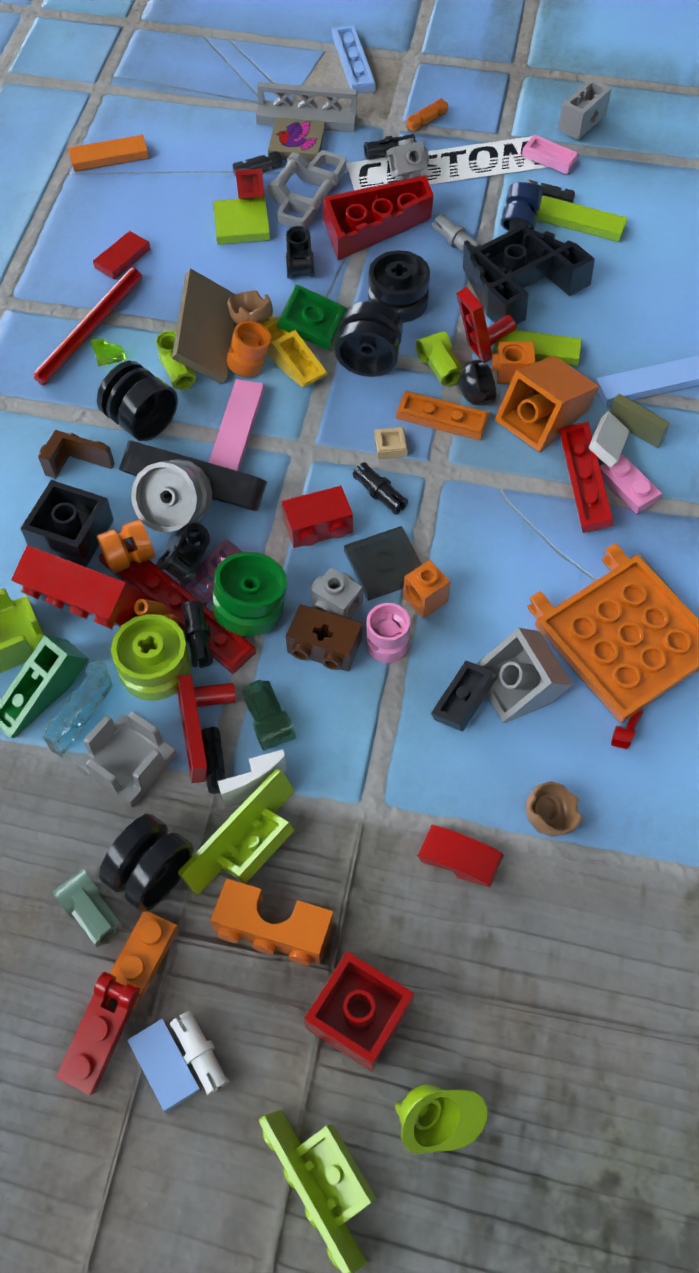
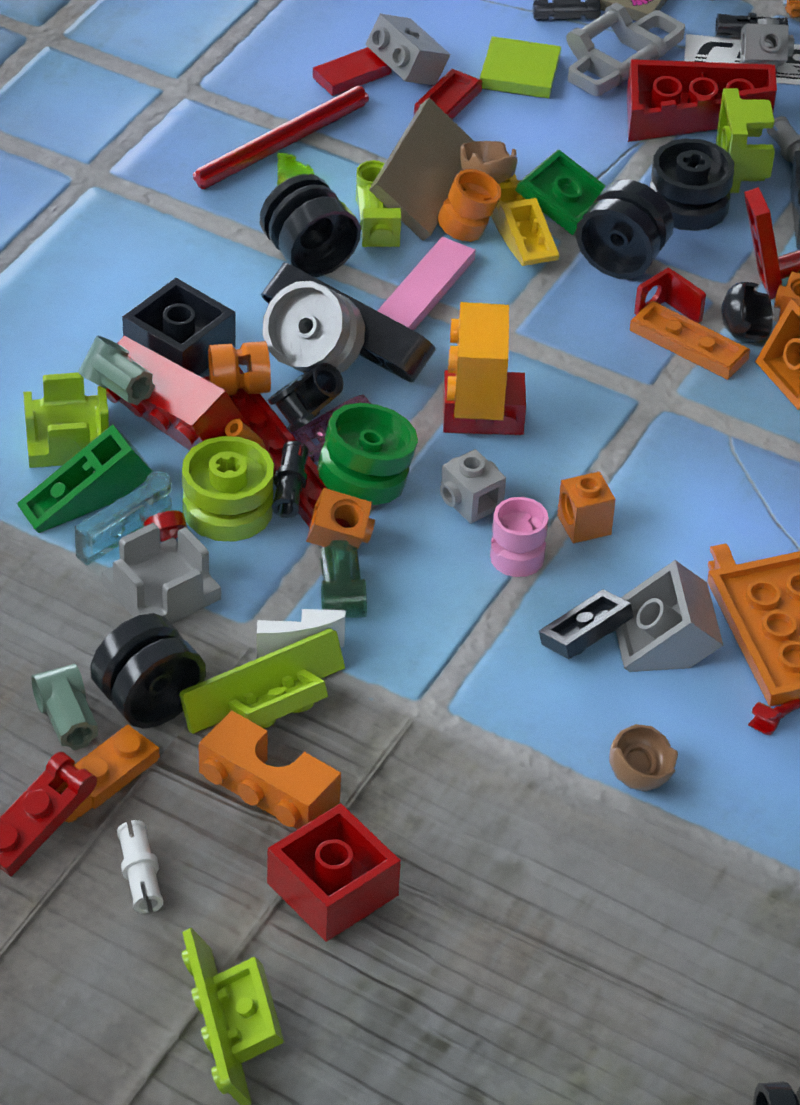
camera: 15 degrees right, 15 degrees down
(25, 582) = (111, 368): none -> sand green piece
(62, 445) = (206, 254): reddish brown bracket -> none
(114, 706) = (168, 523): none -> red tile
(157, 228) = (407, 49): none -> light grey brick
(163, 1065) = (96, 870): light blue tile -> none
(189, 384) = (381, 227): none -> lime plate
(189, 699) = (257, 543): red piece -> none
(199, 256) = (452, 92): none -> red tile
(214, 758) = (262, 606): black axle -> none
(235, 667) = (338, 505): none -> orange brick
(250, 183) = (545, 25): red brick -> none
(299, 253) = (578, 118): black piece -> none
(311, 493) = (479, 361): none -> light orange brick
(324, 638) = (441, 524): reddish brown brick -> none
(380, 488) = (575, 395): black pin -> none
(382, 561) = (540, 465): clear smoke tile -> none
(390, 443) = (610, 352): tan tile -> none
(416, 237) = (738, 122): none -> lime panel
(420, 379) = (674, 291): none -> red bracket
(438, 353) = (711, 270): lime piece -> none
(440, 1118) = (387, 993): lime piece -> none
(461, 854) = (518, 775): red slope -> none

